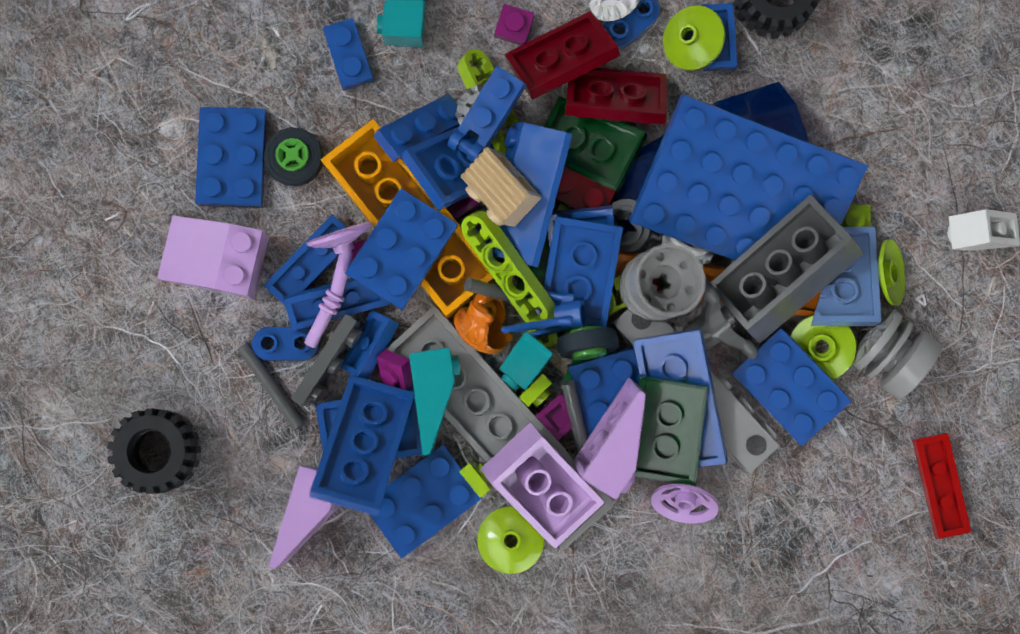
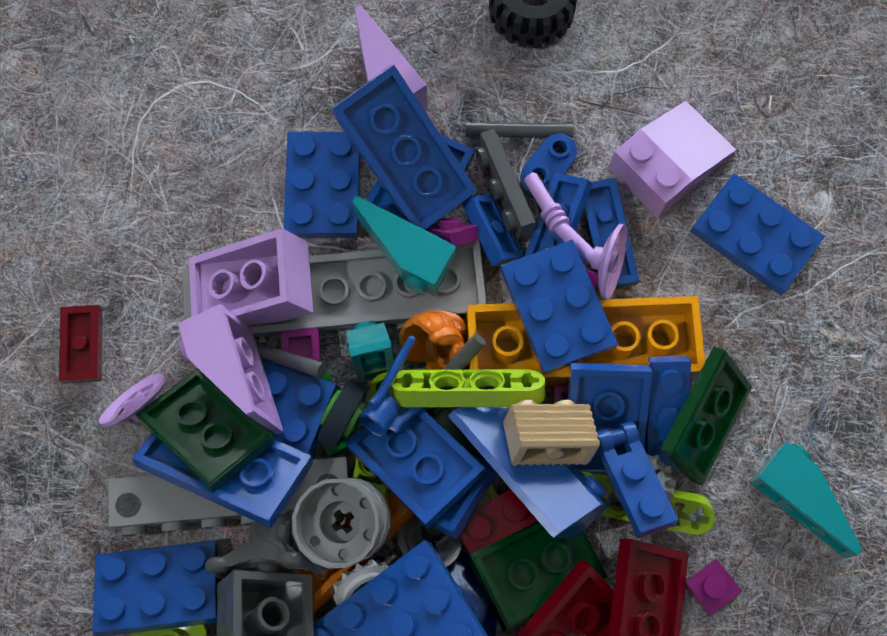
camera: 125 degrees right, 10 degrees down
(285, 147) = (726, 274): black wheel -> none
(348, 54) = (789, 405): blue plate -> none
(401, 99) = (707, 416): none -> dark green tile
(476, 478) = (309, 232): lime plate -> none
(496, 553) = (234, 213): lime dish -> none
(536, 392) = (337, 344): lime plate -> none
(672, 579) = (80, 344): none -> dark red plate

